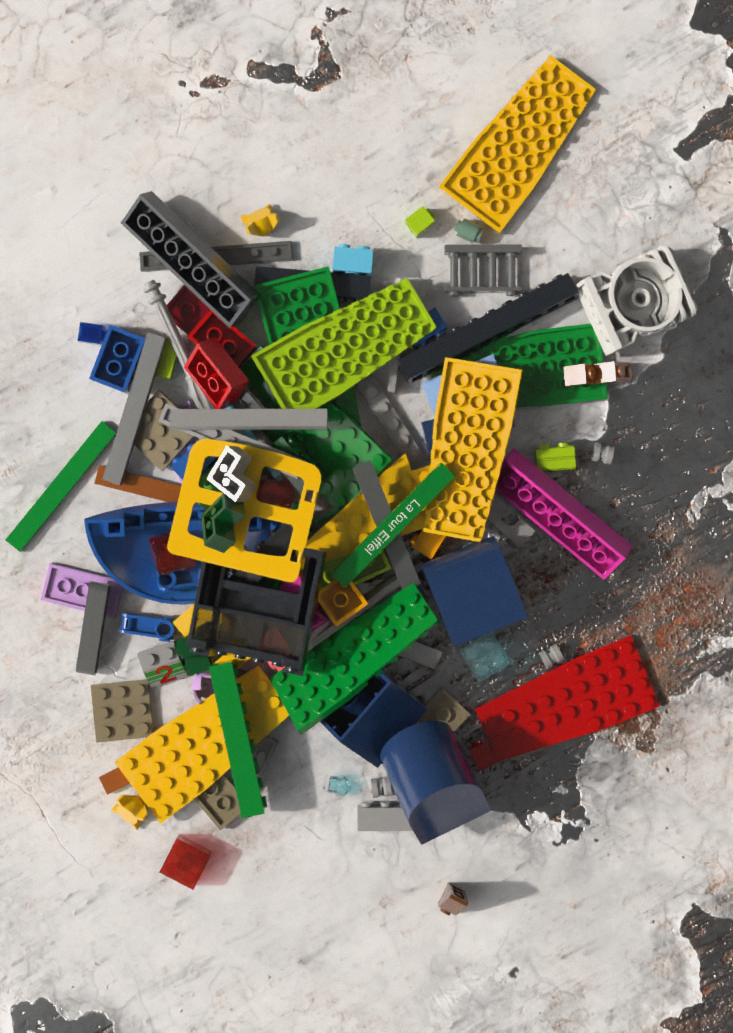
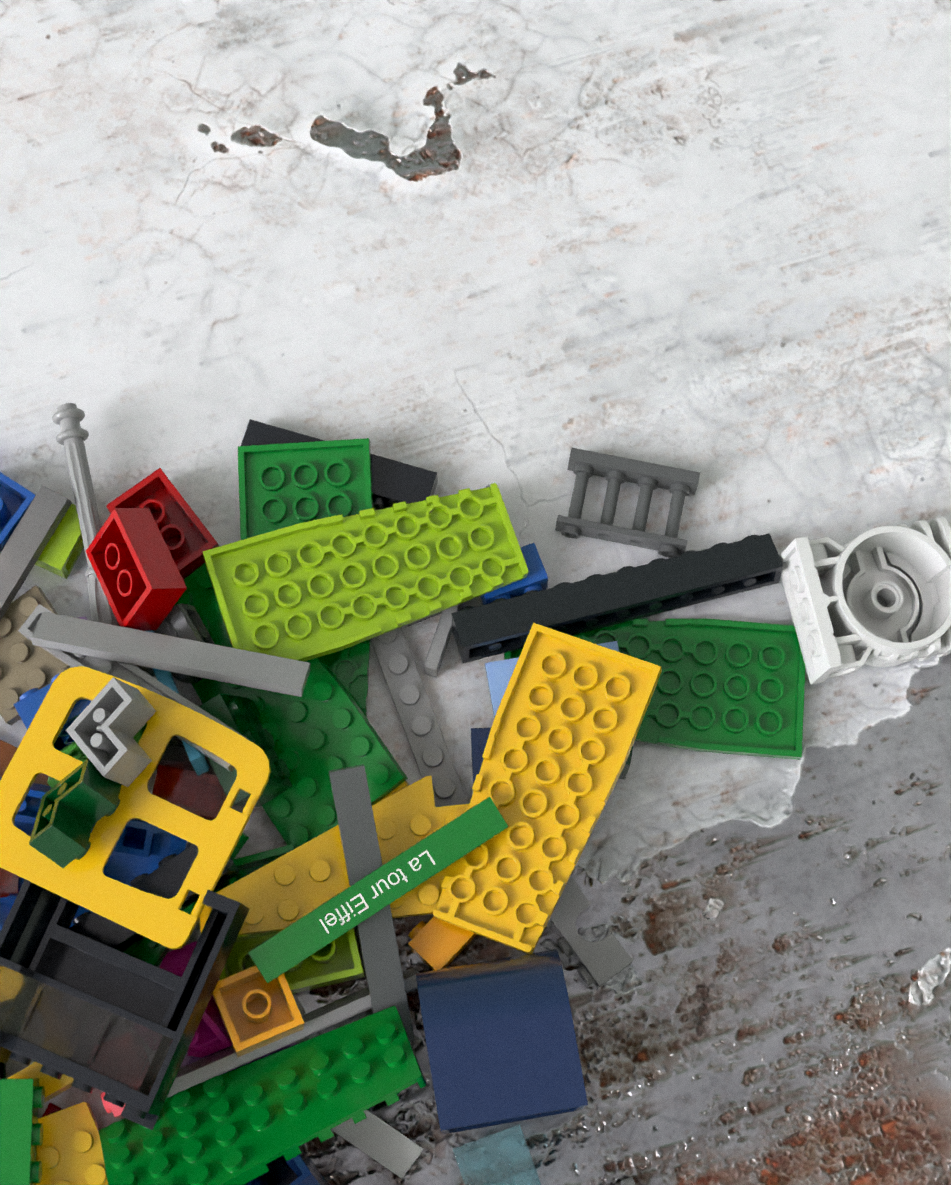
camera: 15 degrees right, 15 degrees down
(187, 309) = (120, 465): dark red plate -> none
(190, 259) = (145, 386): black brick -> none
(233, 255) = (191, 396): dark grey tile -> none
(261, 221) = (276, 355): yellow piece -> none
(353, 260) = (413, 439): medium azure brick -> none
(420, 221) = (538, 406): lime brick -> none
(469, 230) = (616, 436): sand green brick -> none
(518, 145) = (722, 322): yellow wing -> none
(555, 457) = (691, 841): lime brick -> none
(561, 515) = (684, 941): dark pink brick -> none
(598, 373) = (796, 709): arch -> none
(602, 453) = (776, 850): light grey wheel -> none

